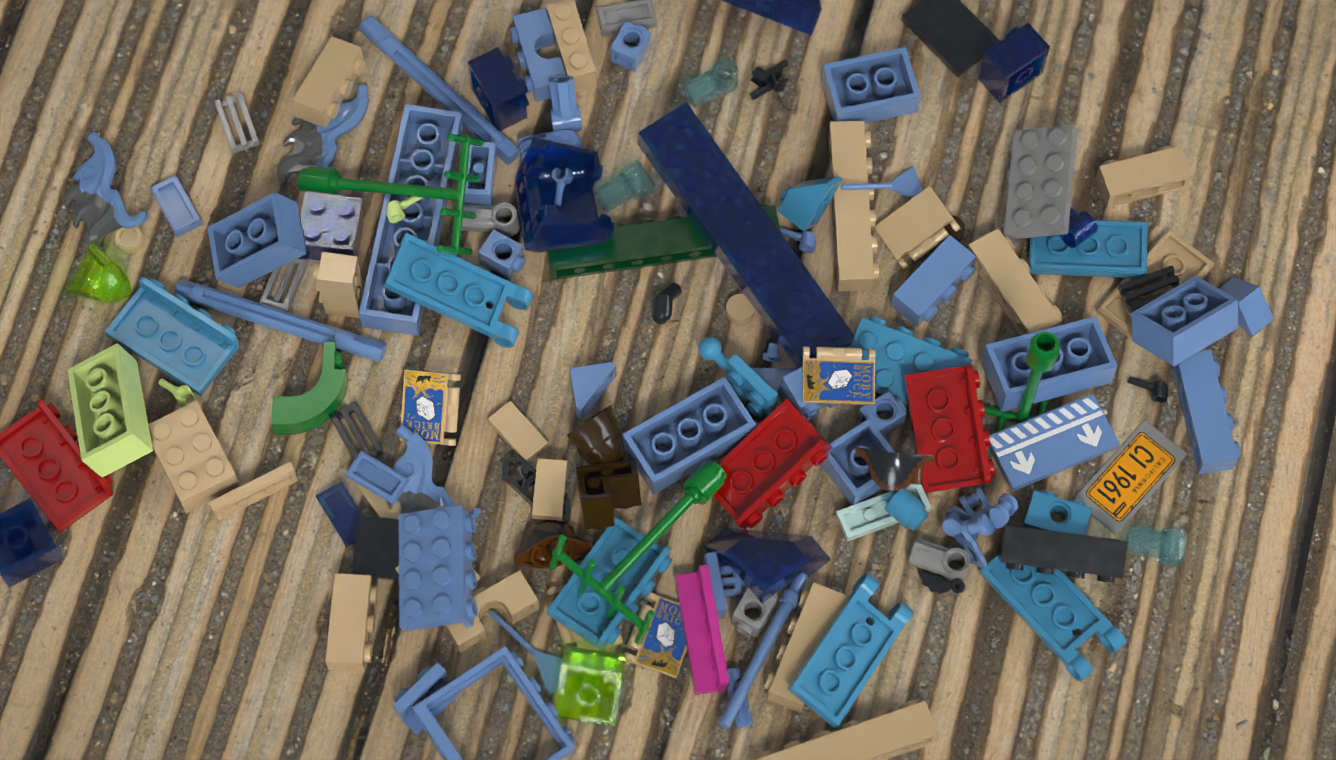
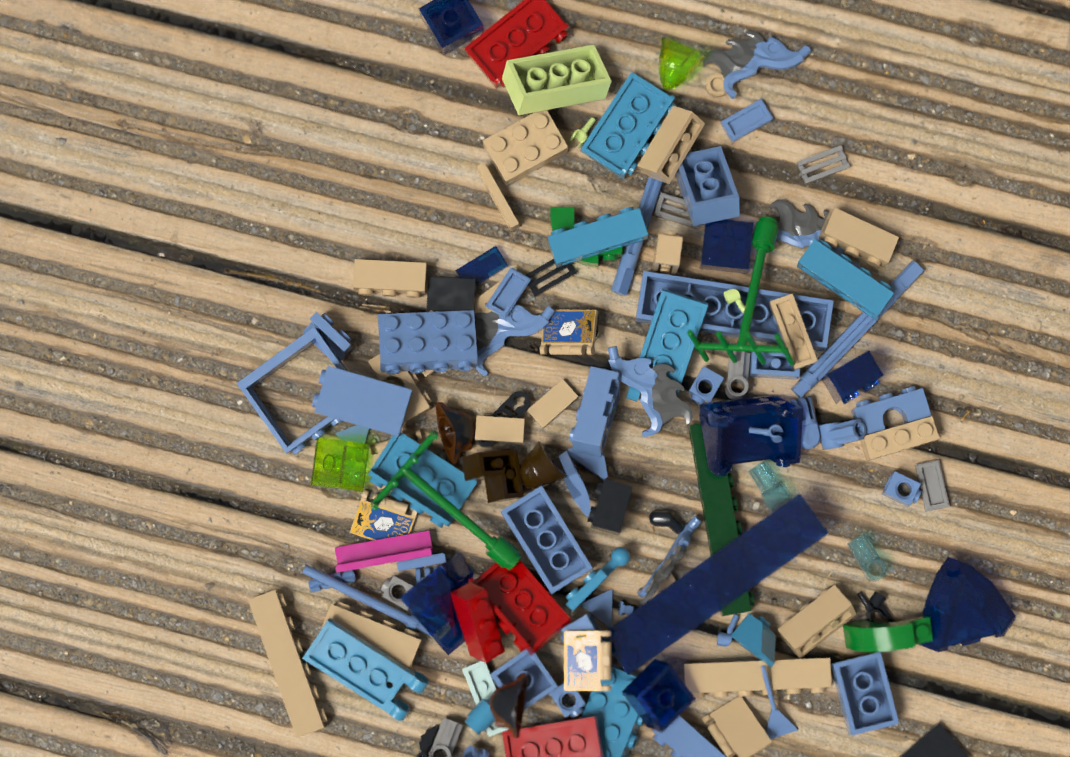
camera: 90 degrees right, 15 degrees up
(202, 279) = (671, 144): none -> tan brick
(314, 365) = (597, 237): none -> dark azure brick
(379, 93) = (845, 279): none -> dark azure brick
(436, 147) = (793, 330): none -> tan plate
(504, 304) = (656, 389): none -> piece
(510, 644) = (362, 400): none -> medium blue panel
(532, 371) = (596, 412): none -> medium blue wedge
(621, 392) = (575, 484): none -> medium blue slope
(649, 359) = (611, 506): none -> black brick
(721, 291) = (665, 568): none -> piece
(786, 138) = (816, 621): none -> tan brick
(791, 510) = (477, 622): none -> red brick
(806, 61) = (884, 637): none -> green arch
(878, 301) = (658, 695): none -> clear blue brick

